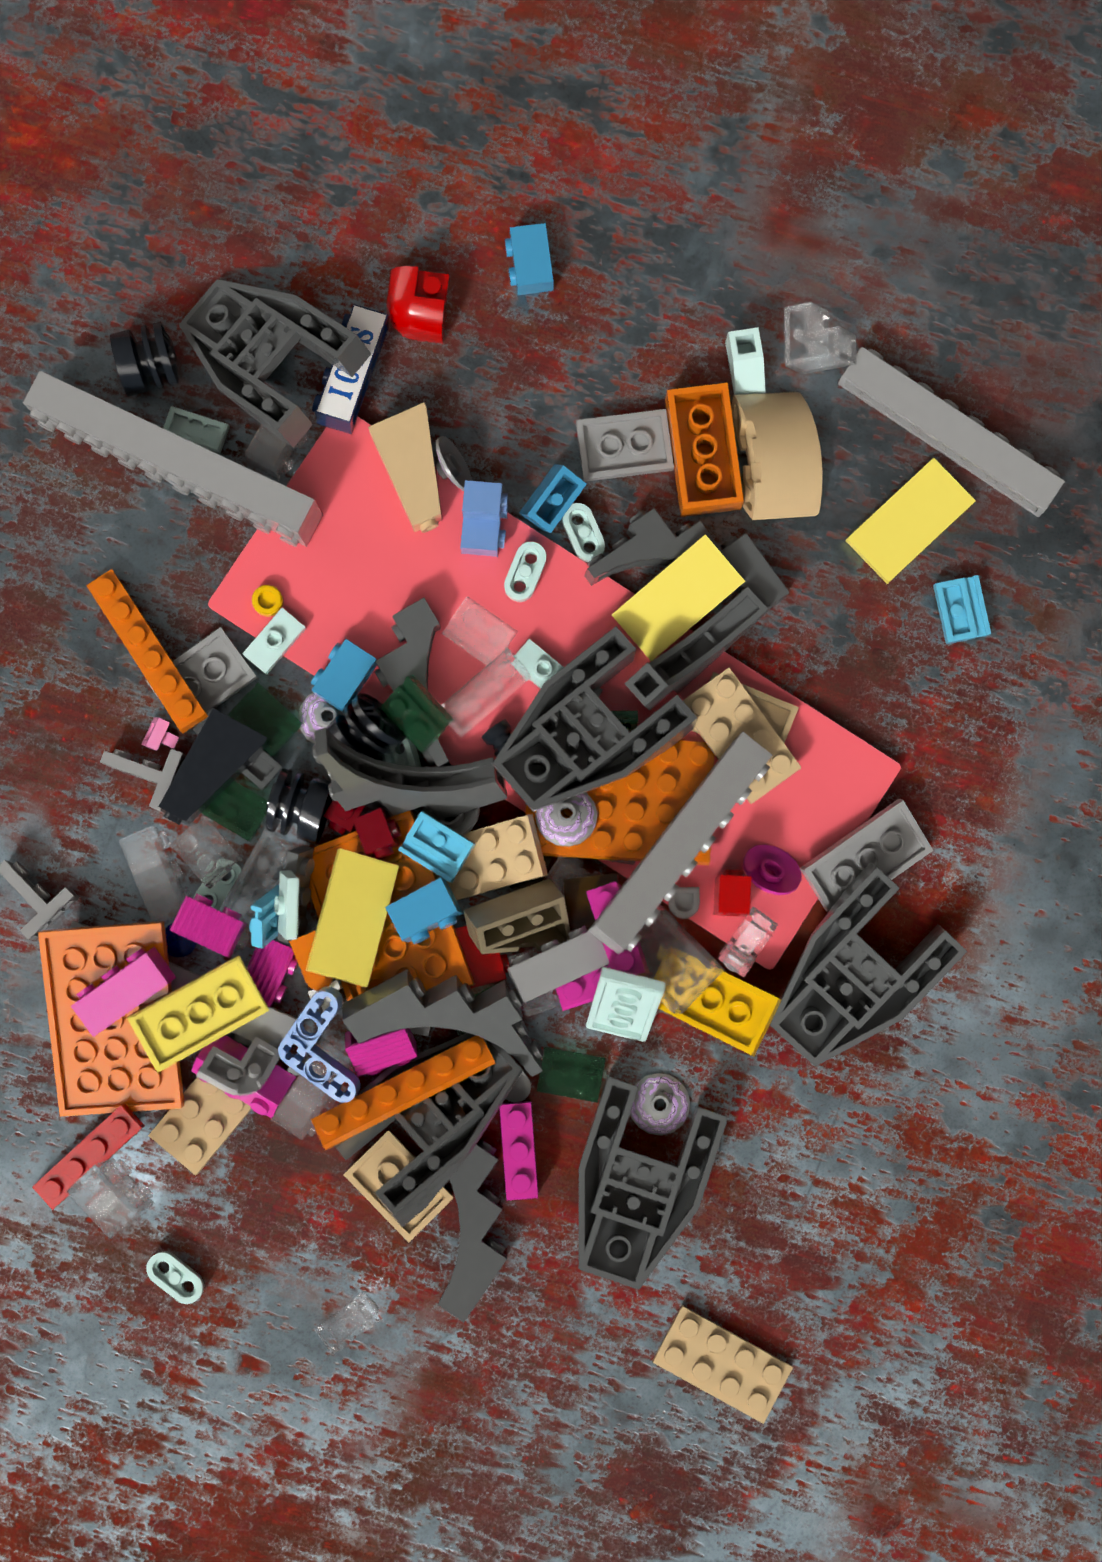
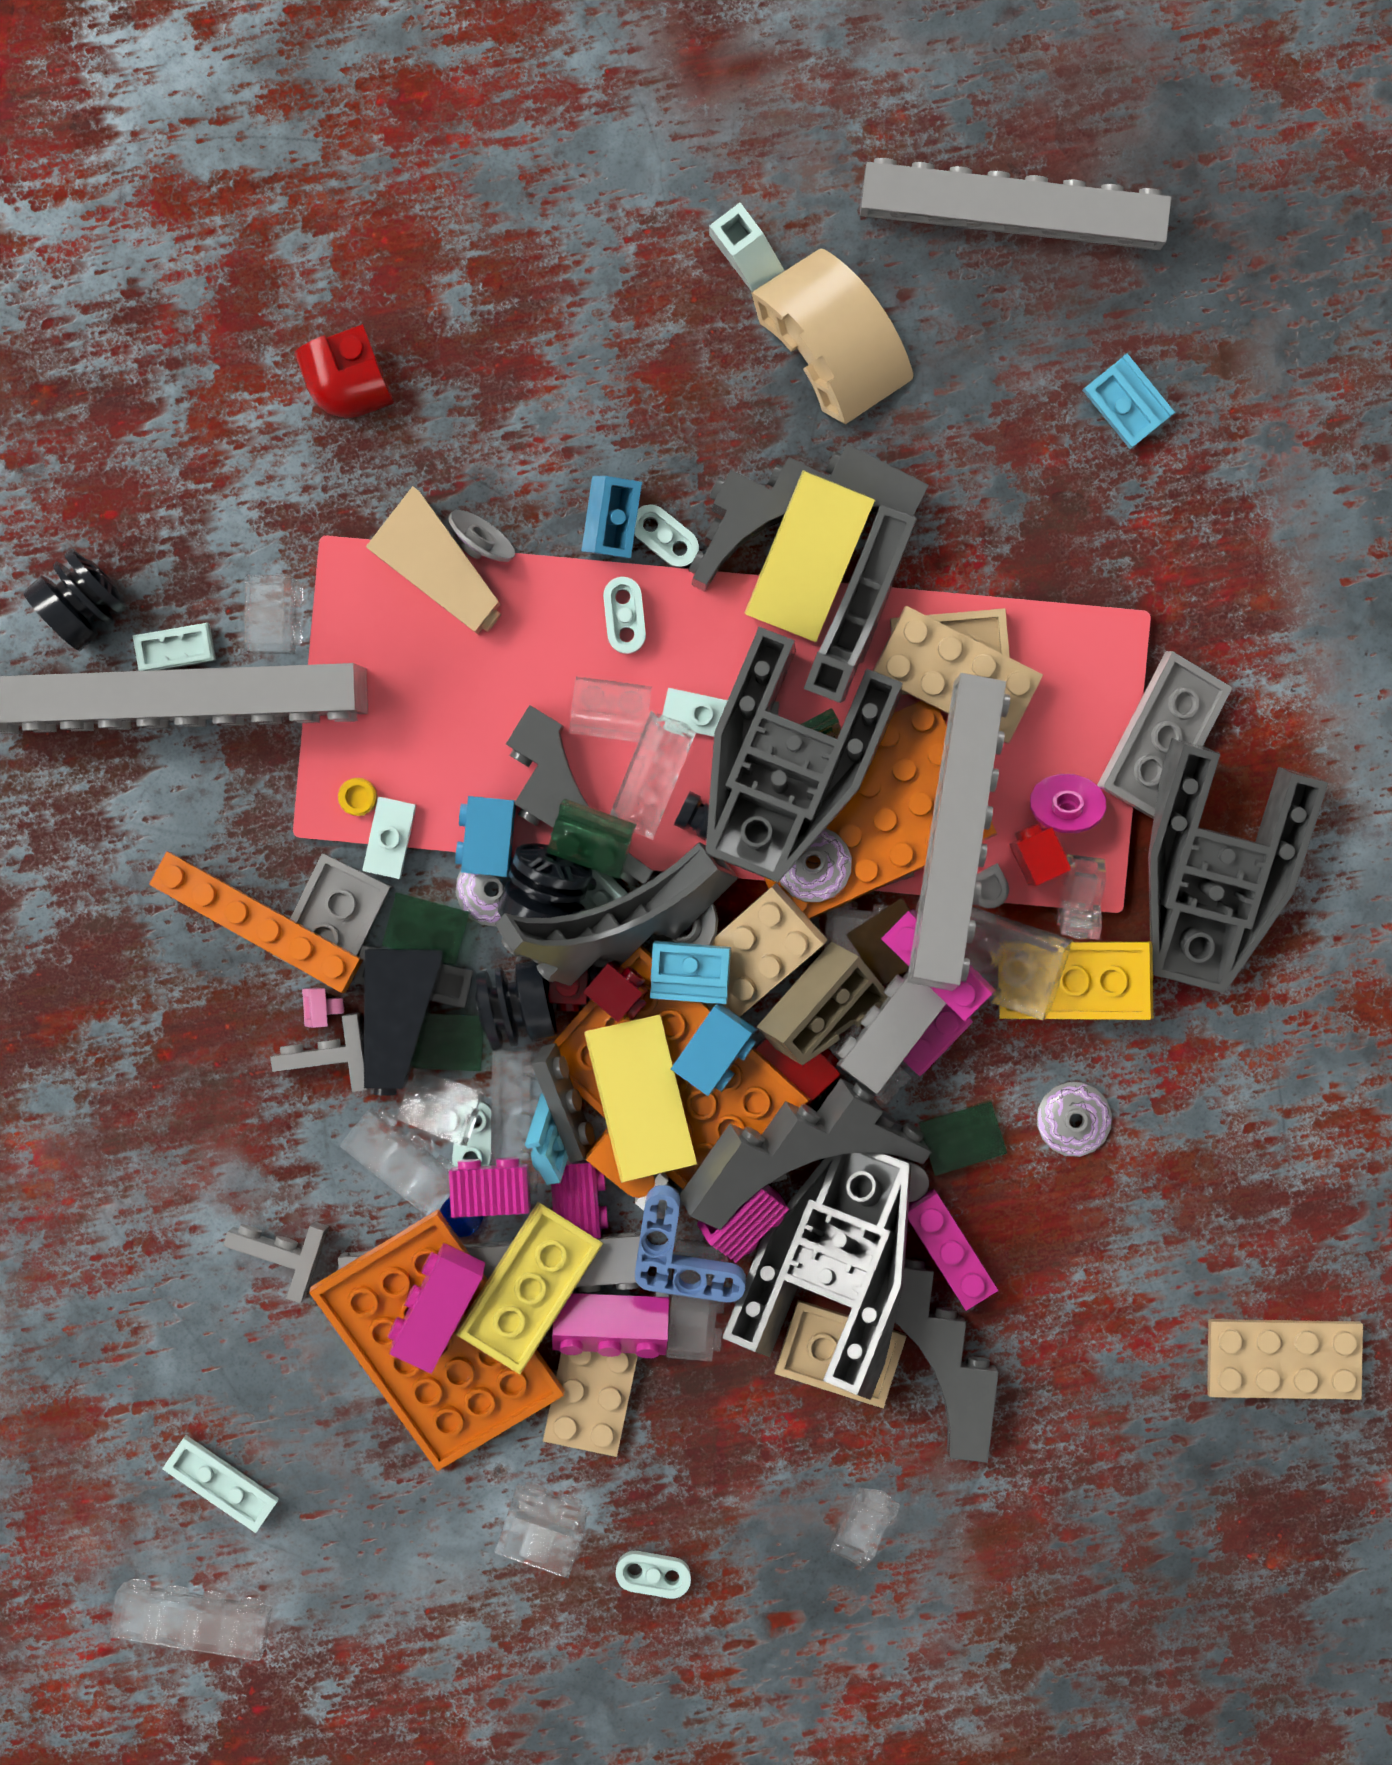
camera: 25 degrees left, 5 degrees up
(95, 1148) = (491, 1497): plate -> none
(239, 1076) = (610, 1332): light grey plate -> none
(248, 332) = (176, 510): dark grey wedge -> none
(287, 905) = (563, 1122): light aqua plate -> none
(344, 394) = (310, 488): brick -> none
(402, 1091) = (794, 1254): orange plate -> none
(482, 513) = (545, 581): medium blue brick -> none
(531, 259) = (442, 255): dark azure brick -> none
(624, 445) = (658, 413): light grey plate -> none
(625, 1004) = (985, 1037): light aqua tile -> none
(632, 1202) = (1103, 1241): dark grey wedge -> none
(704, 449) = (750, 372): orange brick -> none
(812, 344) = (810, 189): clear brick -> none
(910, 520) = (1020, 330): light yellow tile -> none

